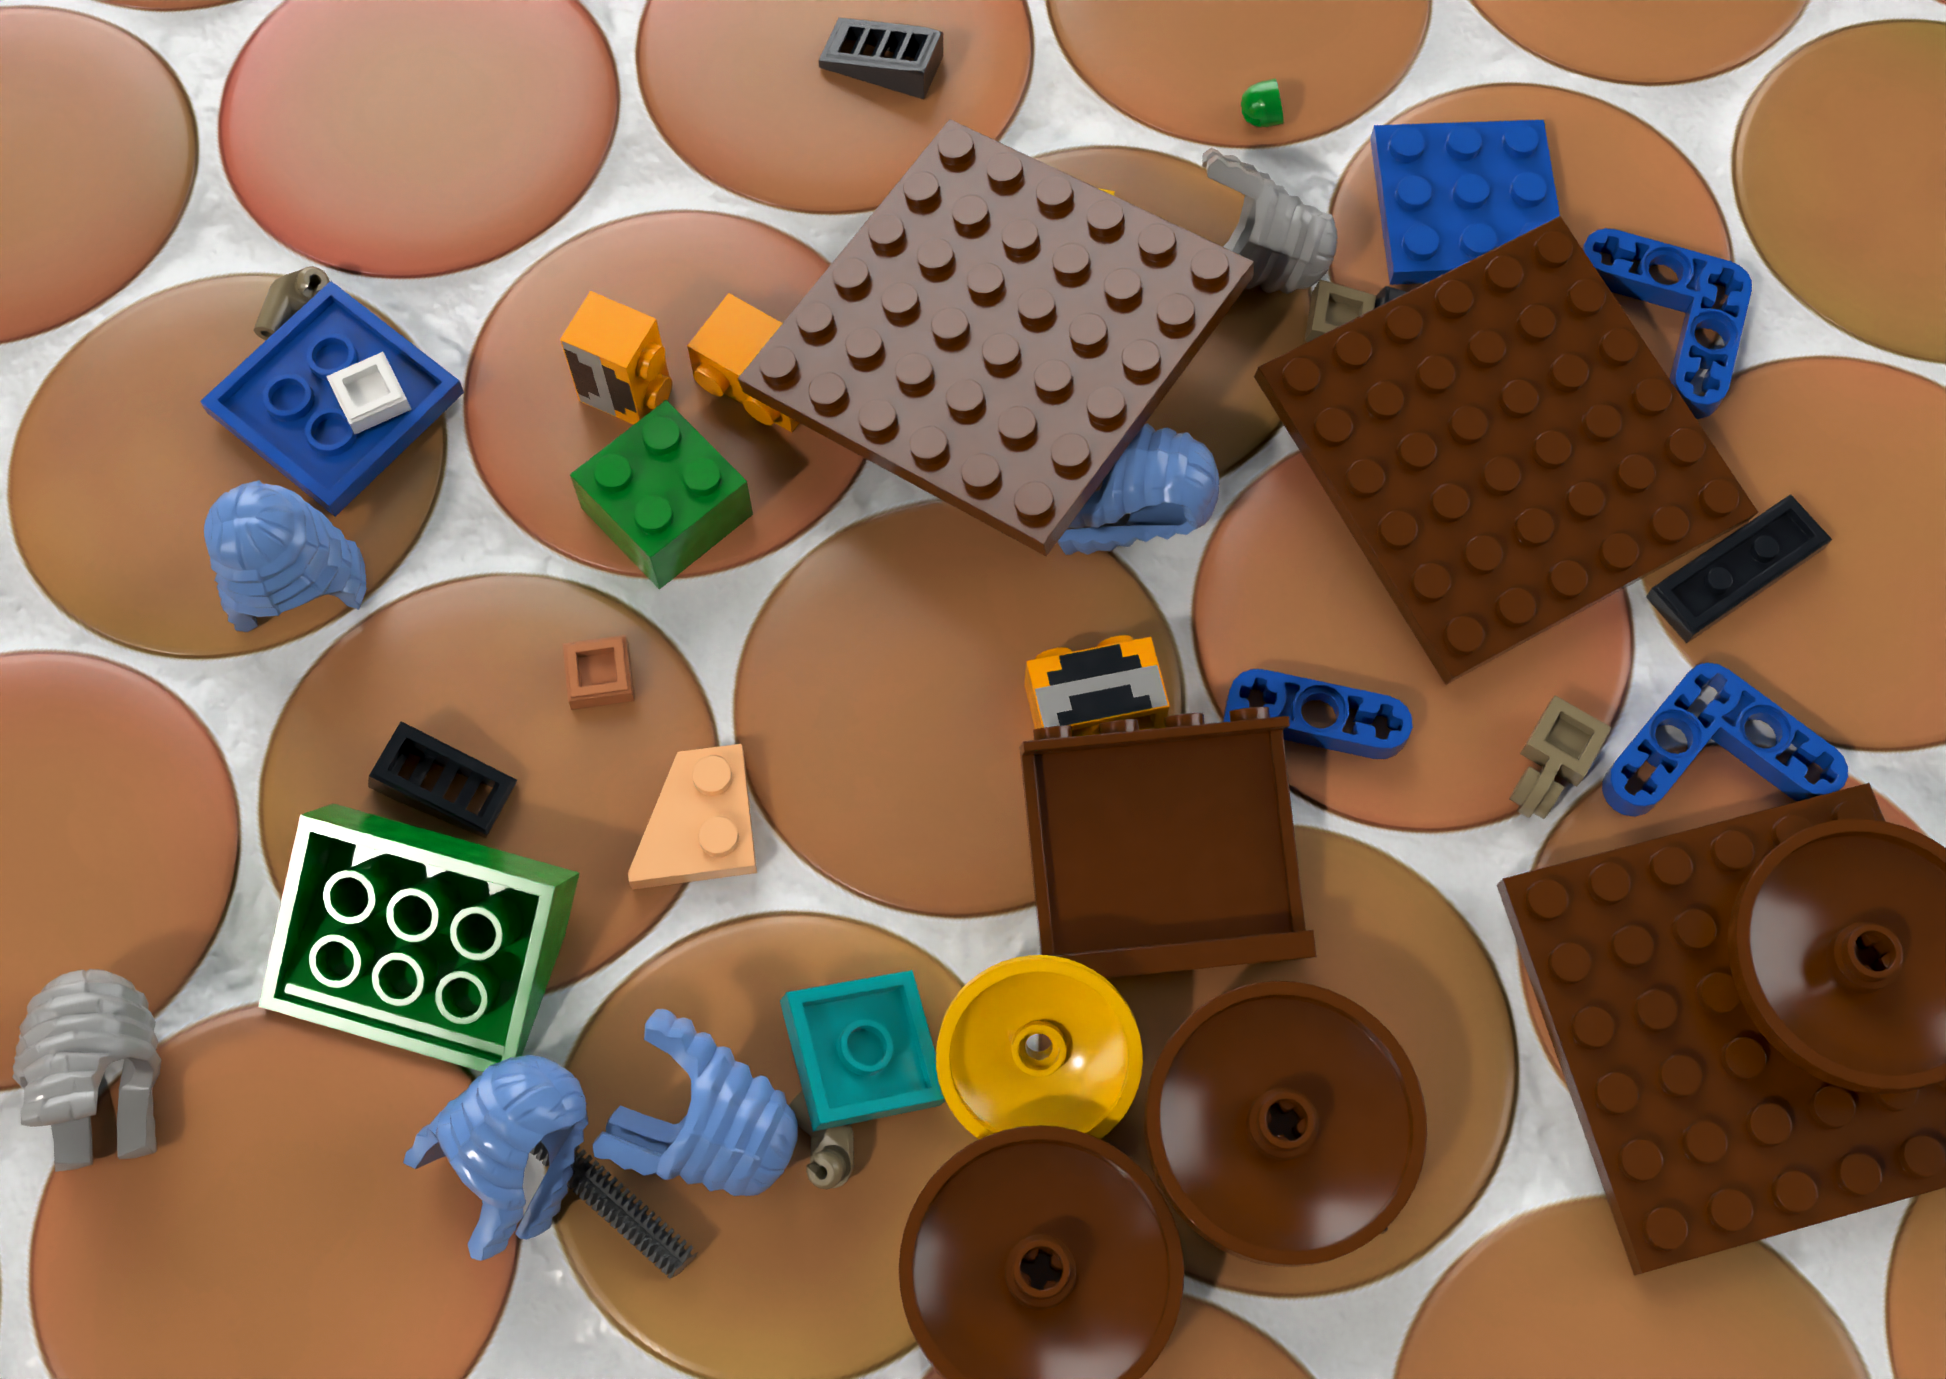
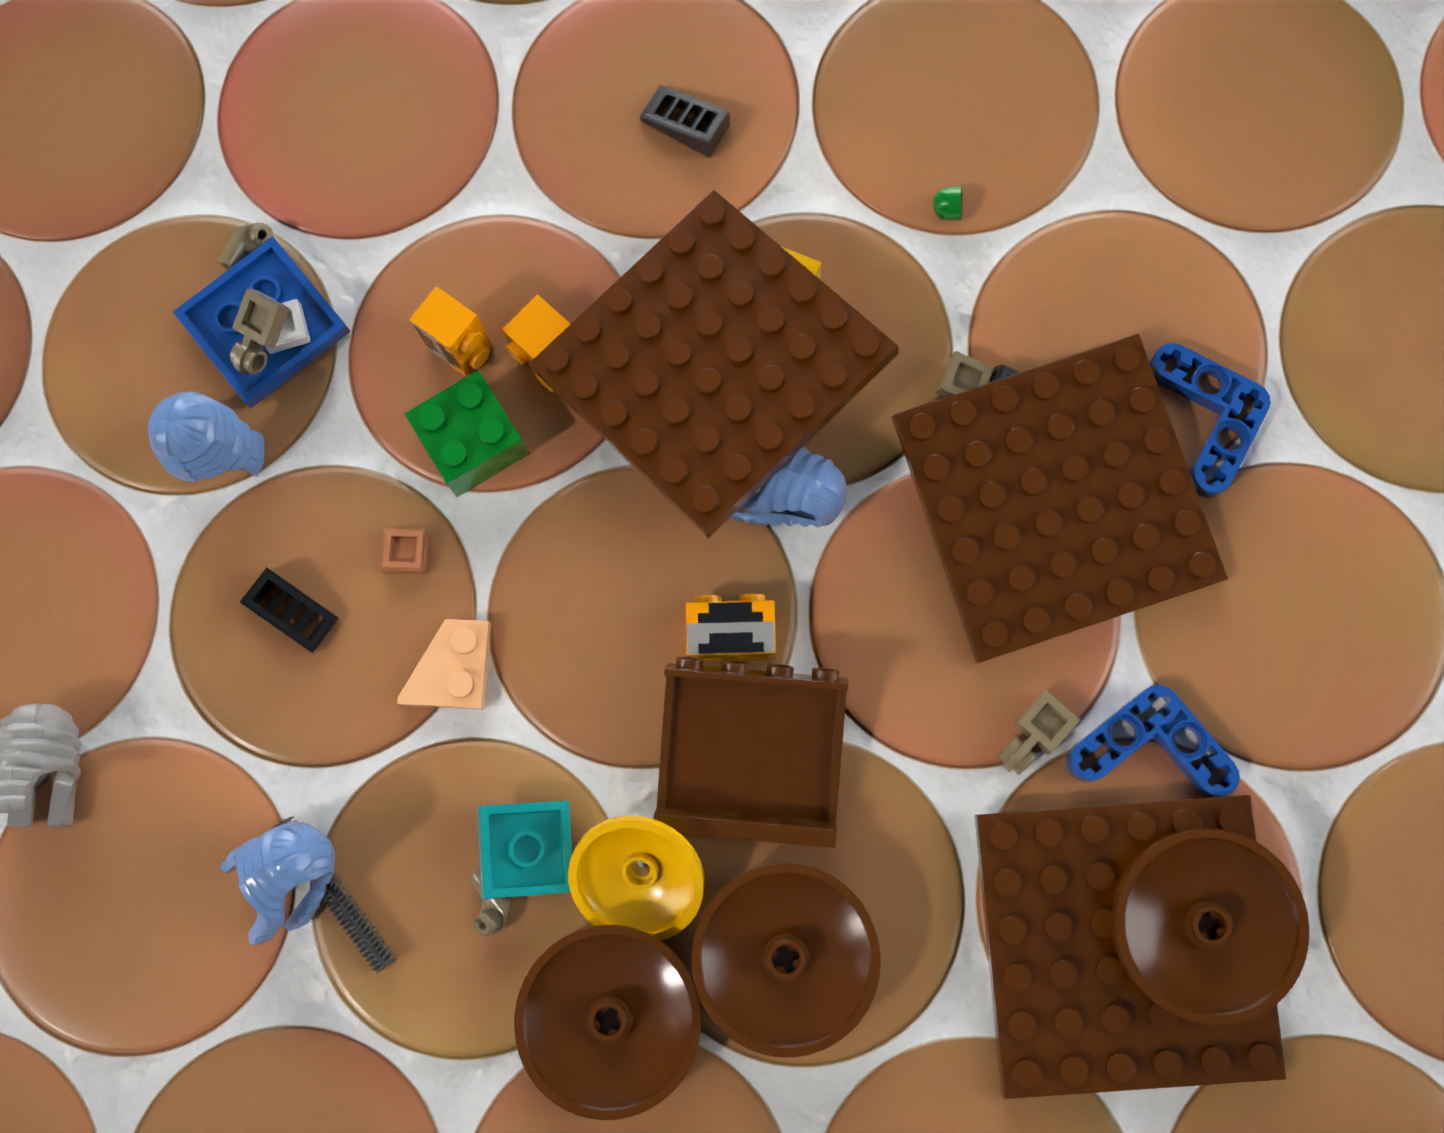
camera: 20 degrees right, 10 degrees up
(339, 382) = (261, 322): none -> dark tan plate
(415, 937) = (254, 715): green slope -> none
(734, 1130) = (426, 891): medium blue hair -> none
(1278, 232) = (933, 315): light grey hair -> none
(1288, 693) = (865, 654): blue beam -> none
(1458, 191) = (1077, 296): blue plate -> none
(1738, 568) = (1204, 616): black tile -> none

